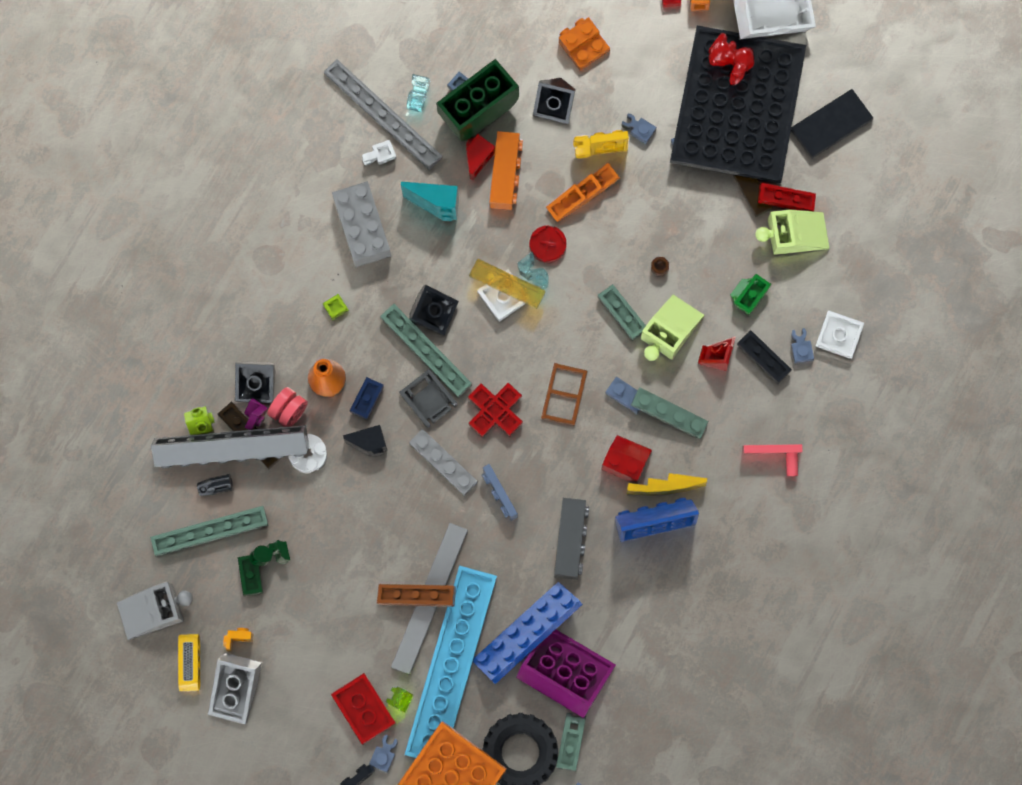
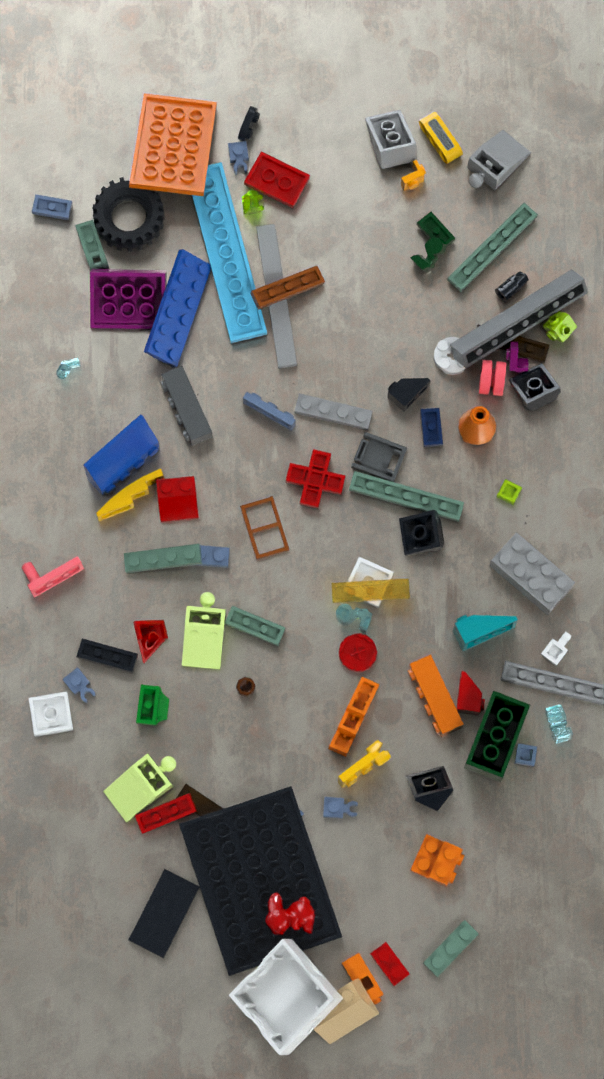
camera: 145 degrees right, 0 degrees up
(658, 639) = (66, 366): none -> clear light blue arm

